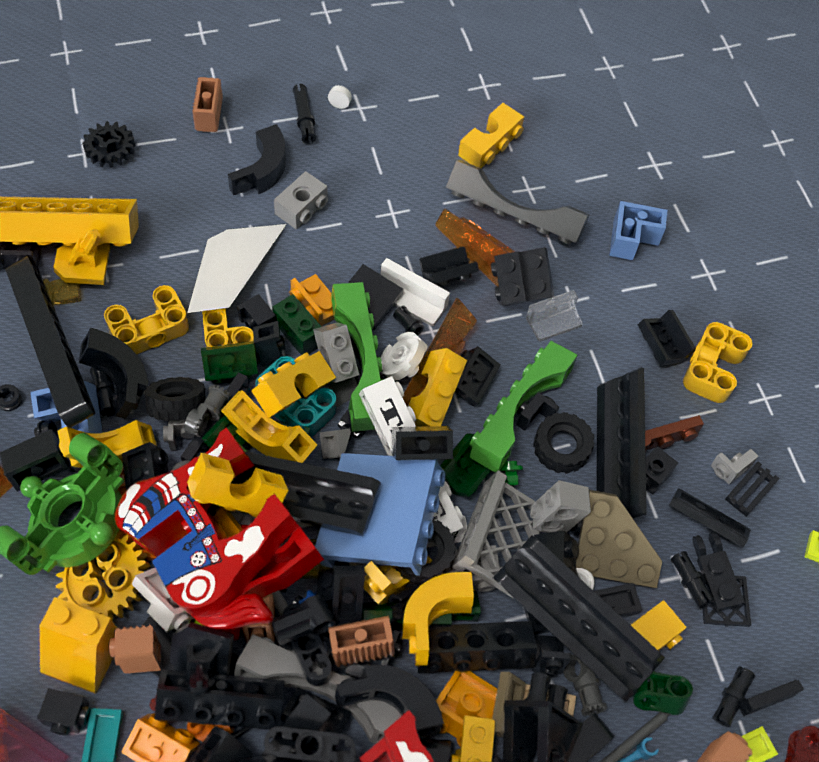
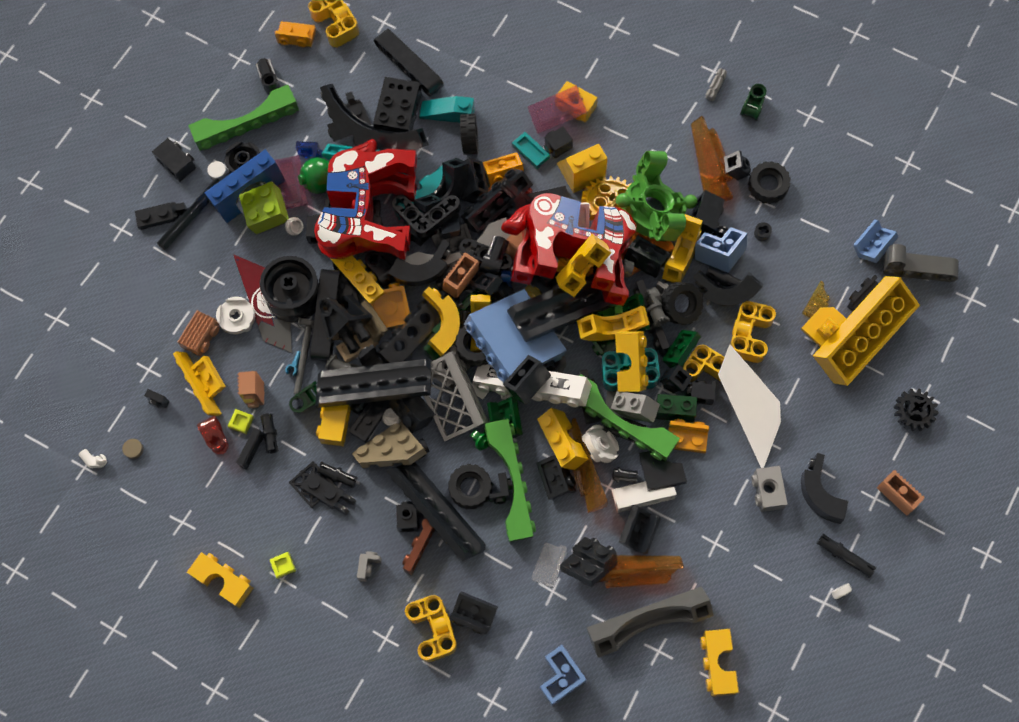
camera: 145 degrees right, 10 degrees up
(50, 343) = (774, 261): black beam -> none
(136, 649) = (553, 180): nougat brick -> none
(334, 443) = (582, 364): light grey slope -> none
(560, 507) = (433, 434): light grey brick -> none
(710, 517) = (355, 519): black tile -> none
(764, 474) = (347, 547): black tile -> none

